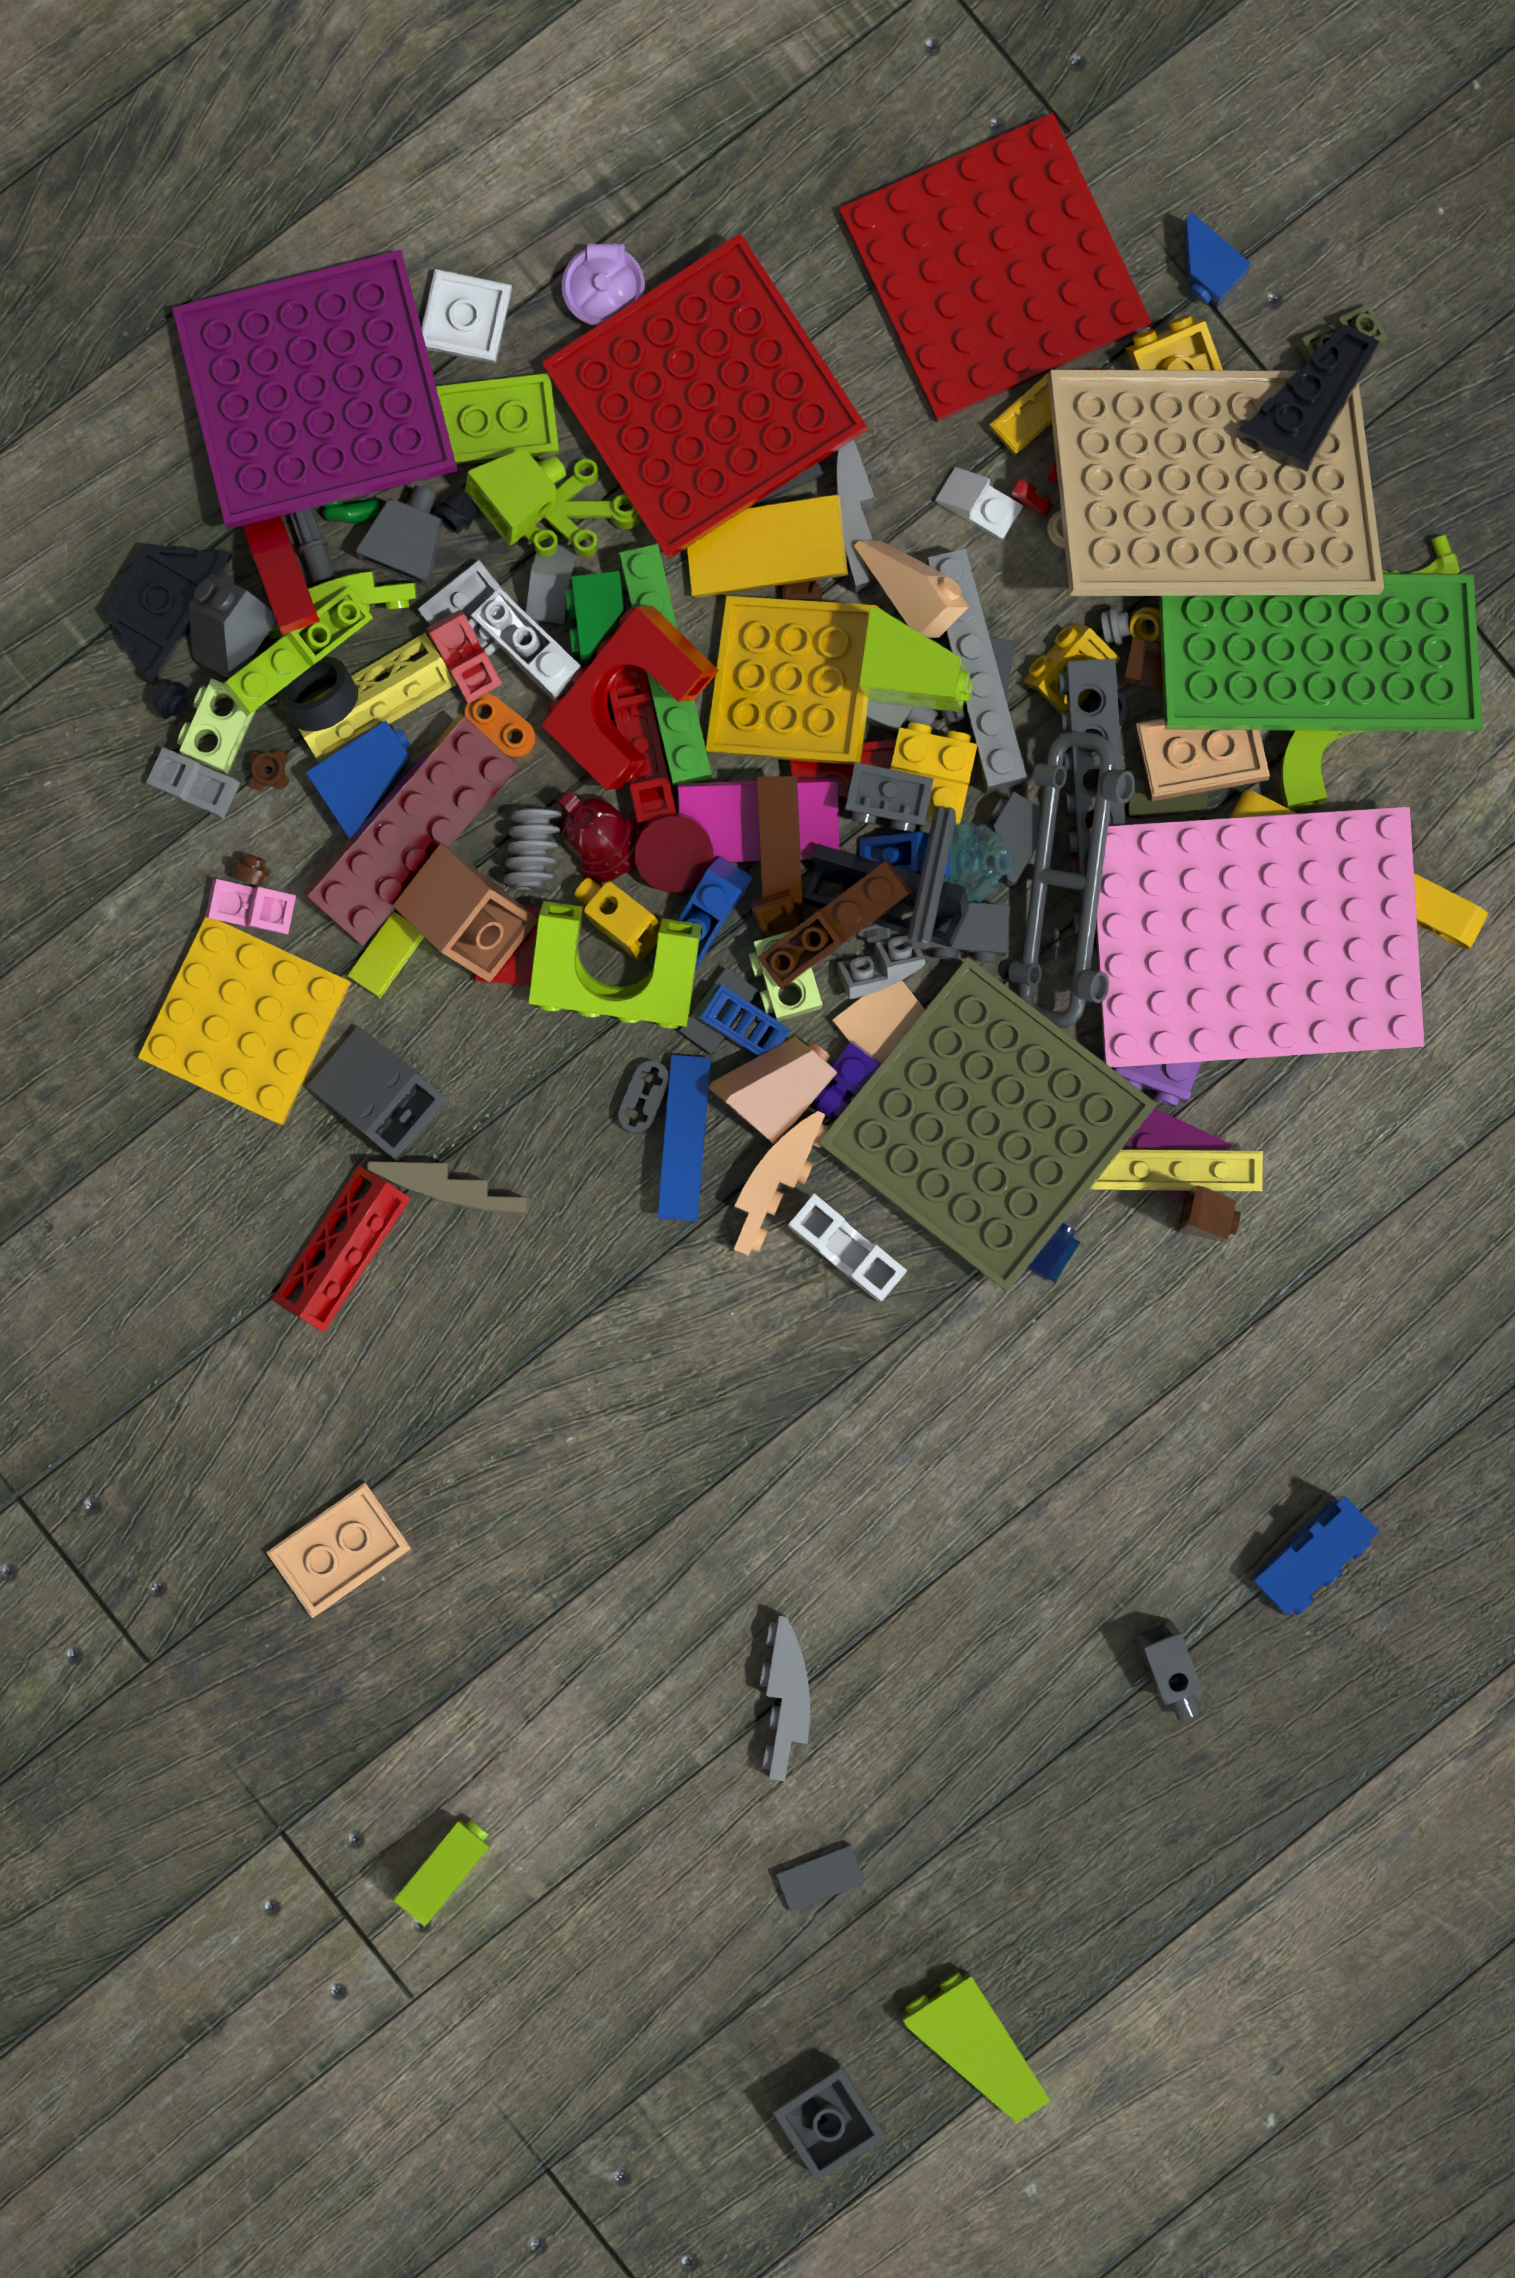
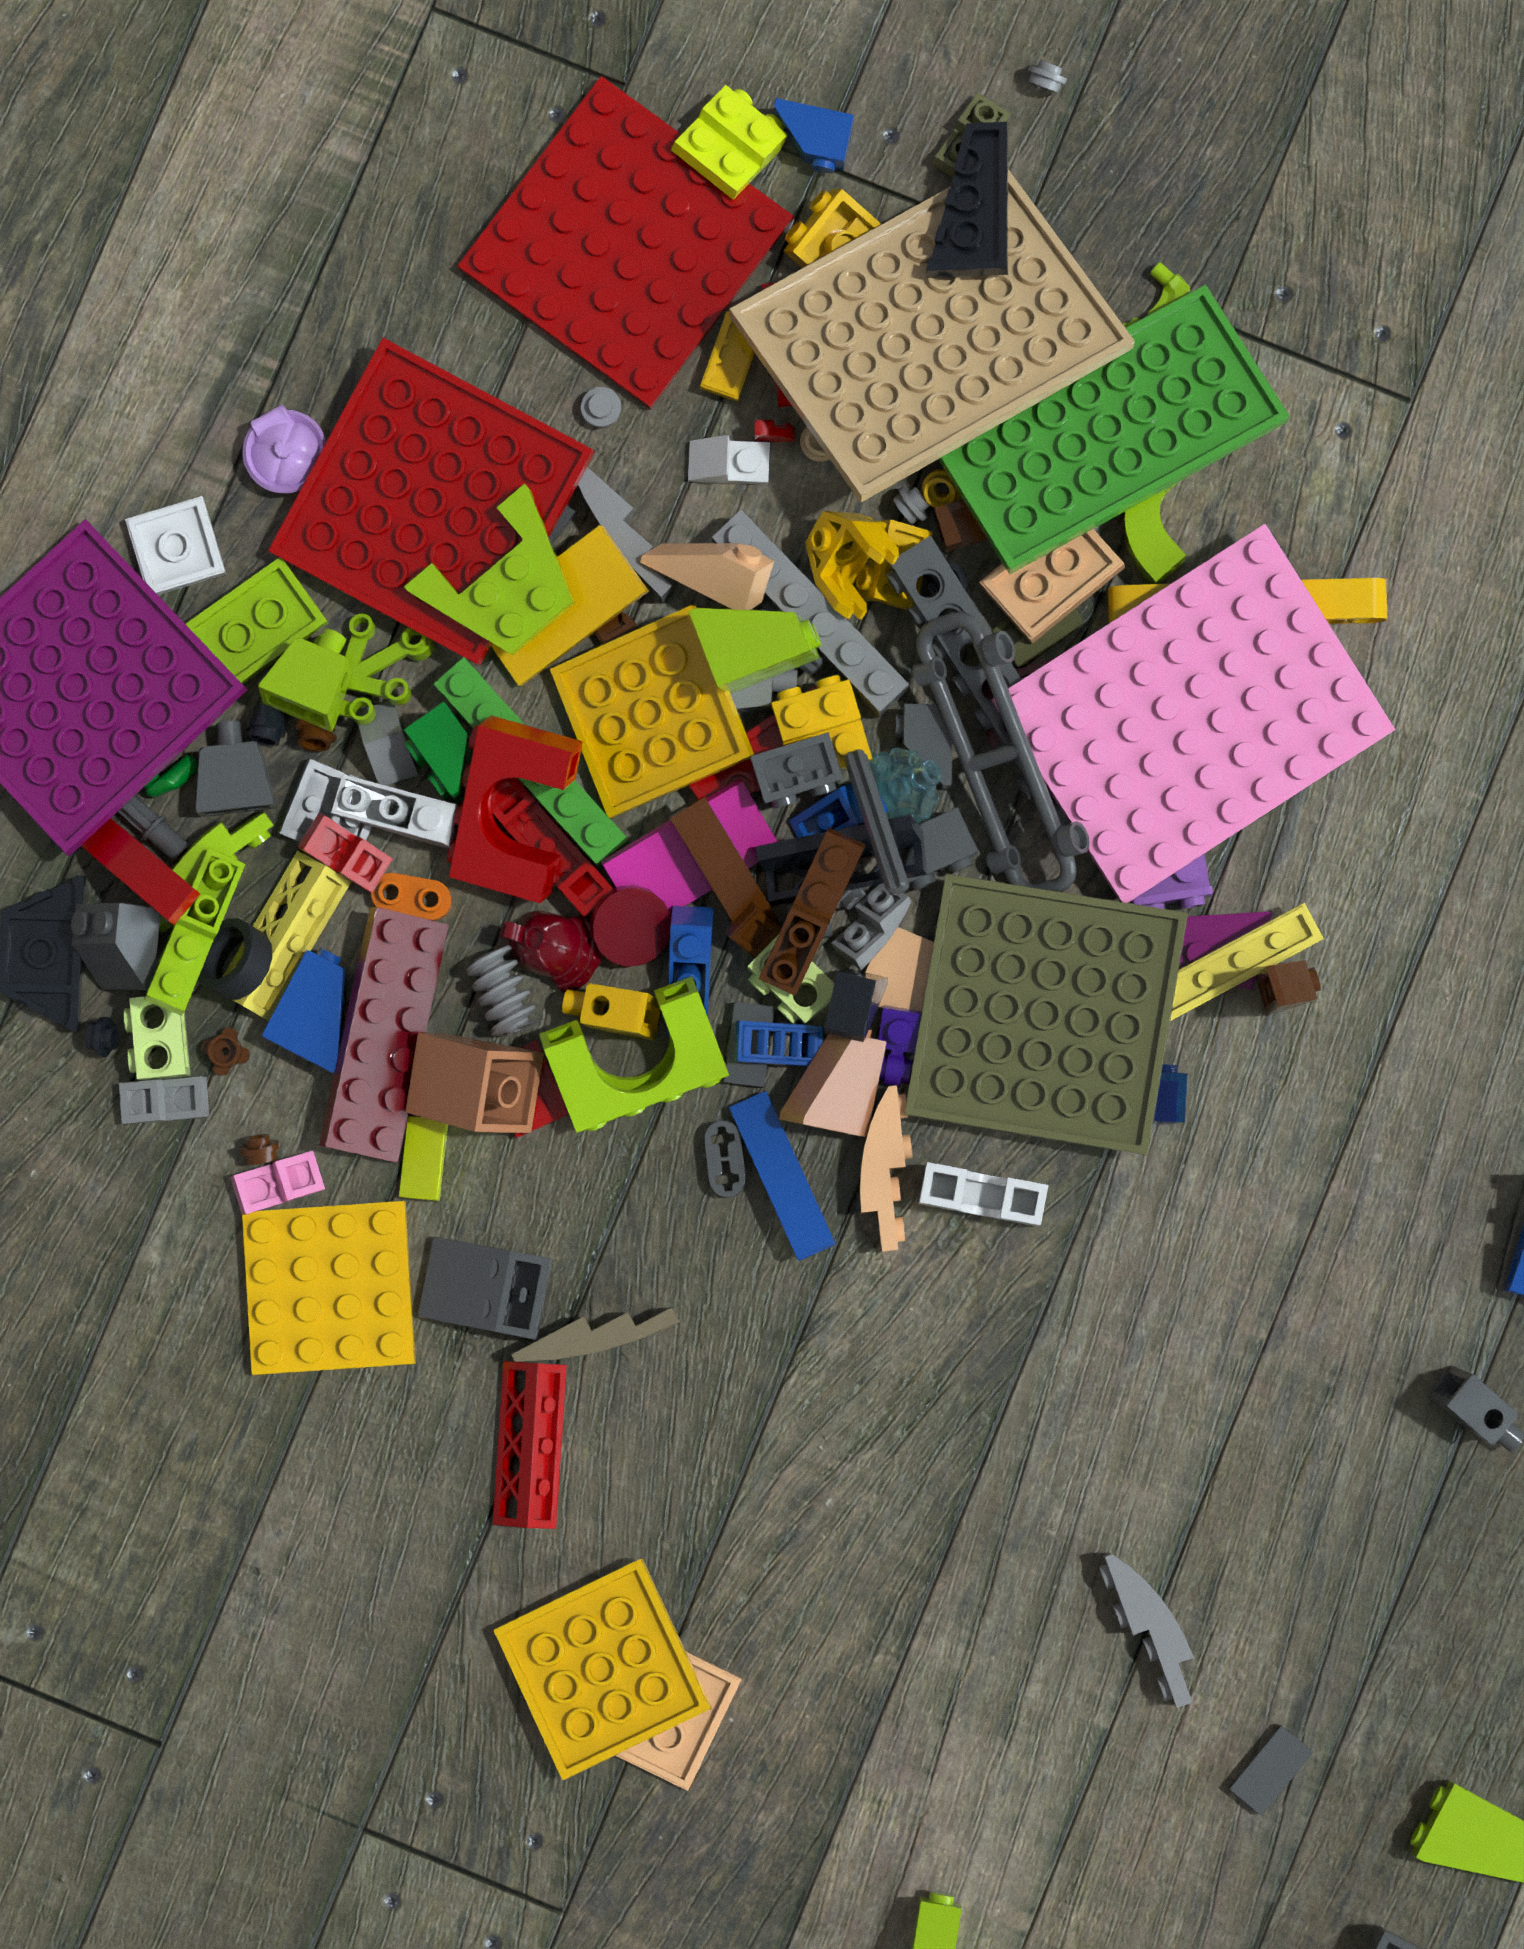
camera: 20 degrees left, 0 degrees up
(296, 1473) = (602, 1669): none -> yellow plate
(492, 543) = (314, 737): none -> reddish brown plate
(732, 514) = (516, 594): none -> lime wing
(827, 1023) = (854, 1003): none -> black slope
(895, 396) = (601, 407): none -> light grey plate
(1024, 641) = (838, 564): none -> yellow piece
(1133, 229) = (731, 141): none -> neon yellow plate
(1436, 322) = (1047, 76): none -> light grey plate

